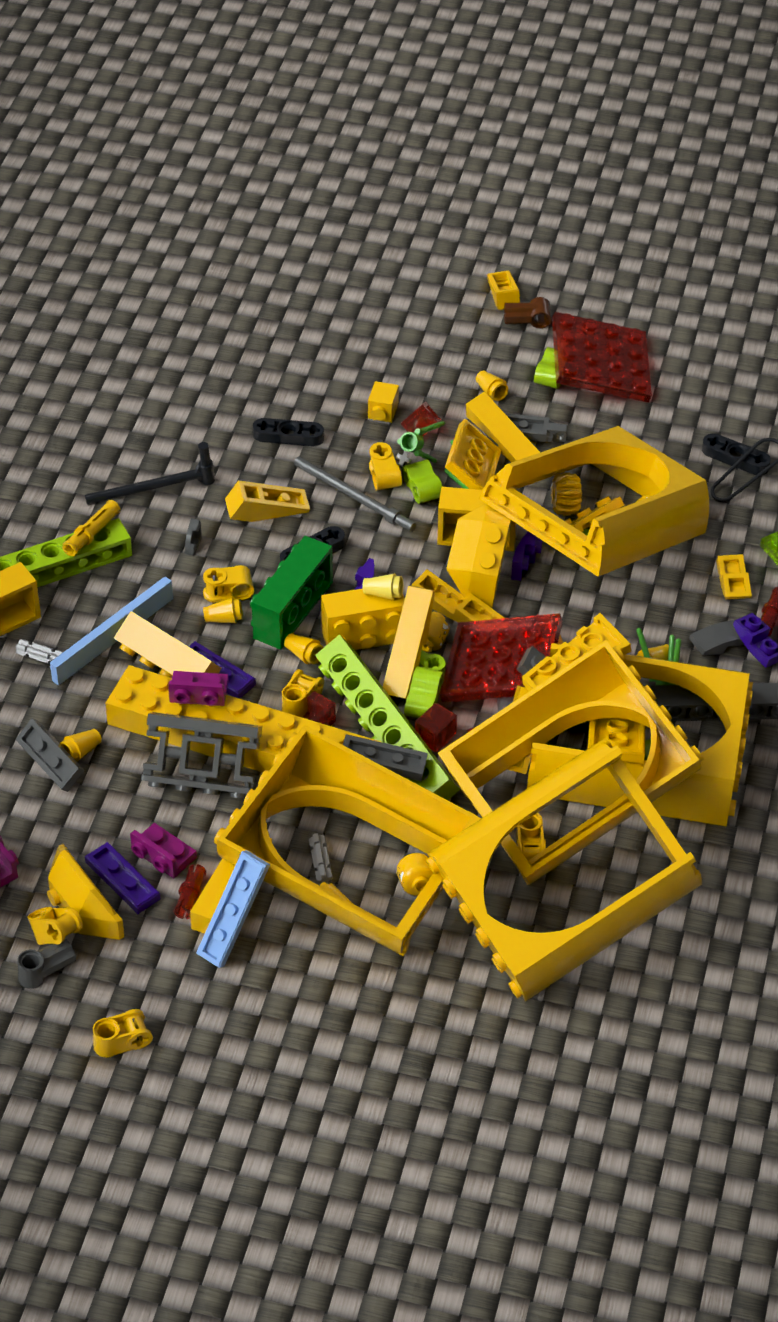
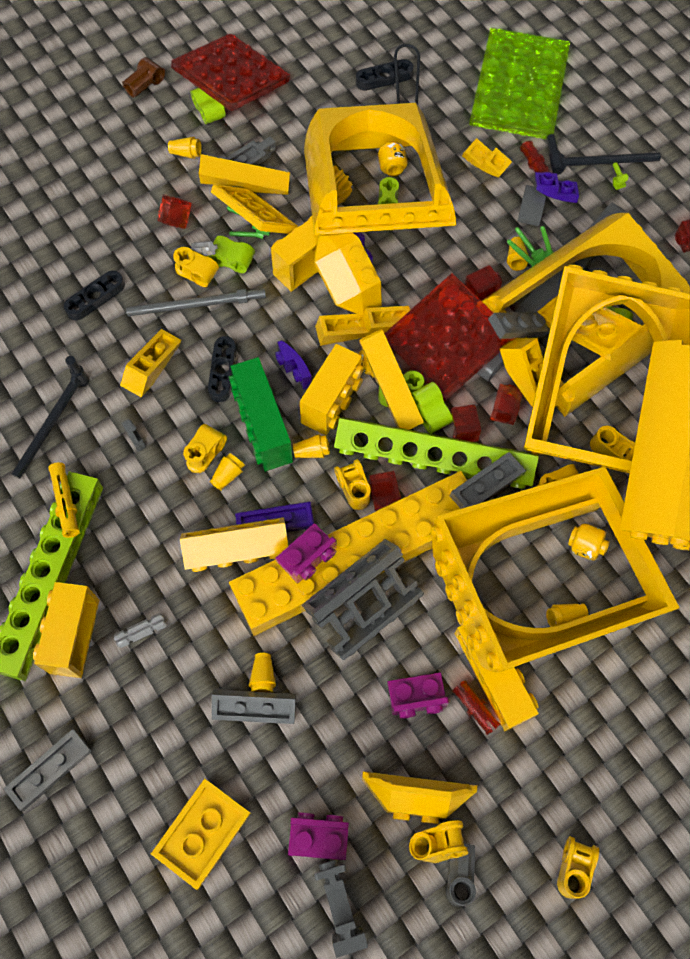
camera: 50 degrees left, 20 degrees up
(103, 636) = (171, 581): light blue tile -> none
(122, 877) = (417, 745): dark purple tile -> none
(233, 908) = (548, 699): light blue tile -> none
(320, 858) = (517, 592): light grey axle -> none
(383, 401) = (132, 218): yellow brick -> none
(384, 586) = (337, 356): light yellow cone -> none
(414, 441) = (199, 229): bright green plant -> none
(503, 288) = (106, 73): yellow slope -> none
(586, 516) = (366, 186): yellow wing -> none
(586, 639) = (533, 292): yellow wing -> none

